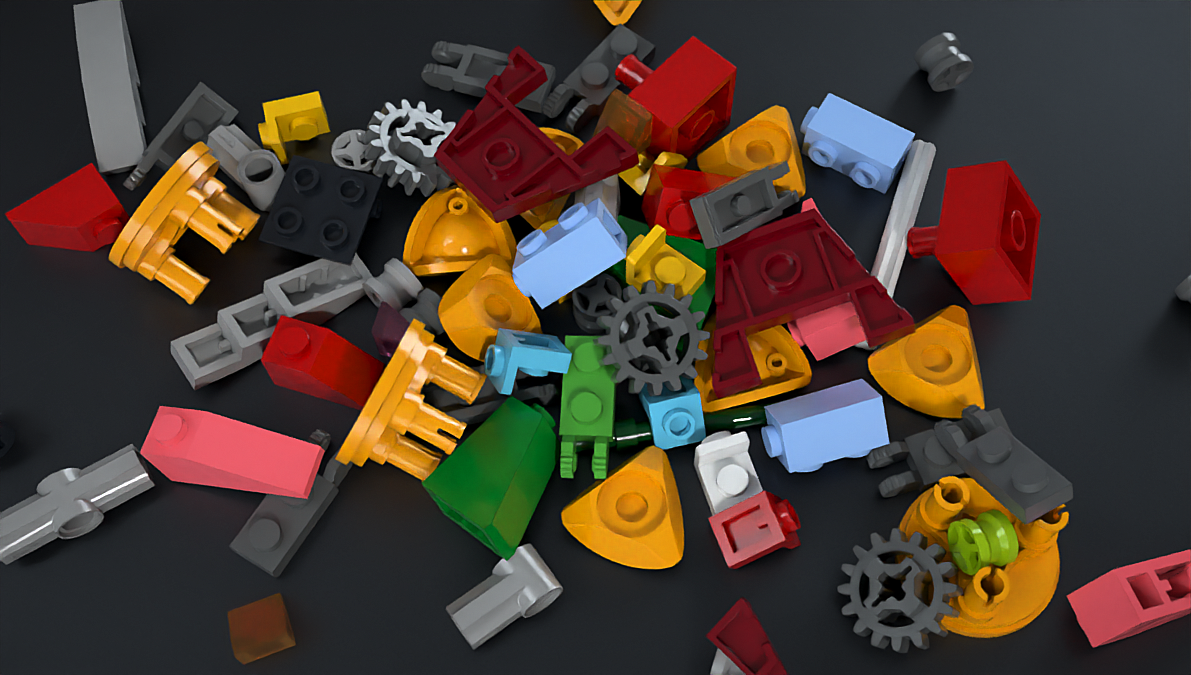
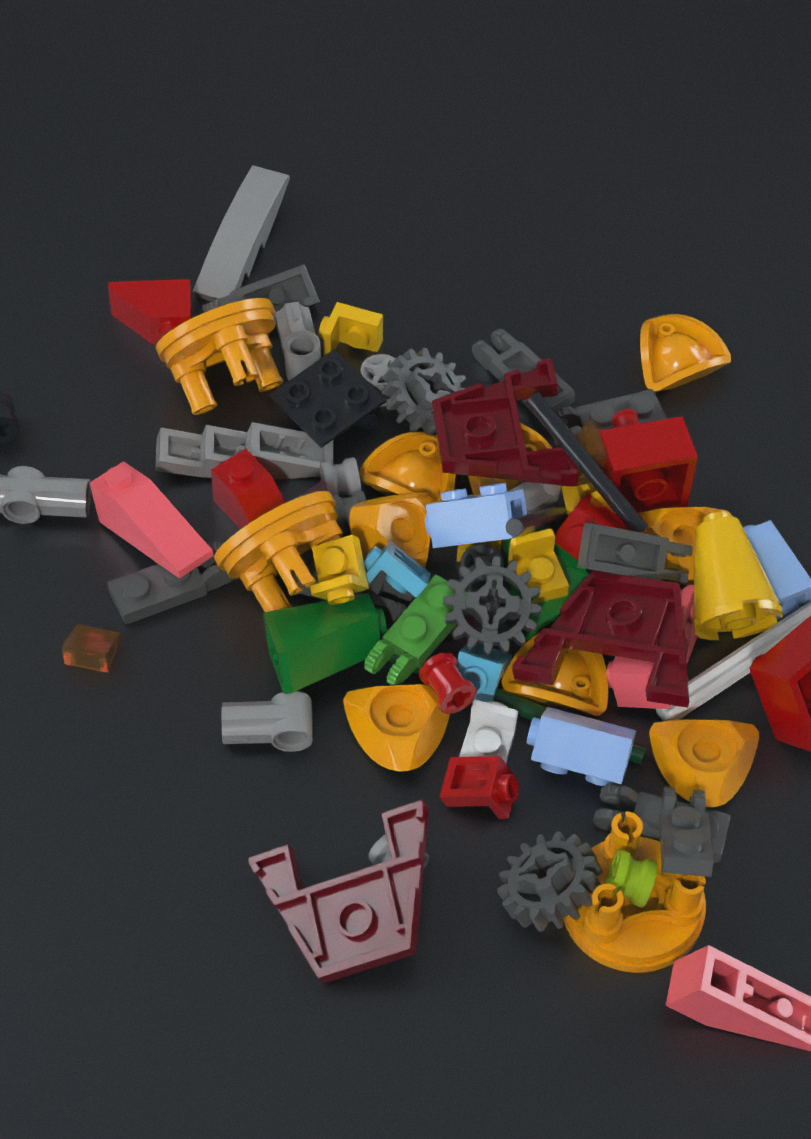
camera: 30 degrees right, 10 degrees down
(475, 393) = (339, 570): none -> yellow bracket
(633, 222) = (536, 520): none -> black bar
(638, 136) = (586, 463): none -> black bar
(661, 445) = (447, 682): none -> red bush
(841, 172) = (730, 582): none -> yellow cone

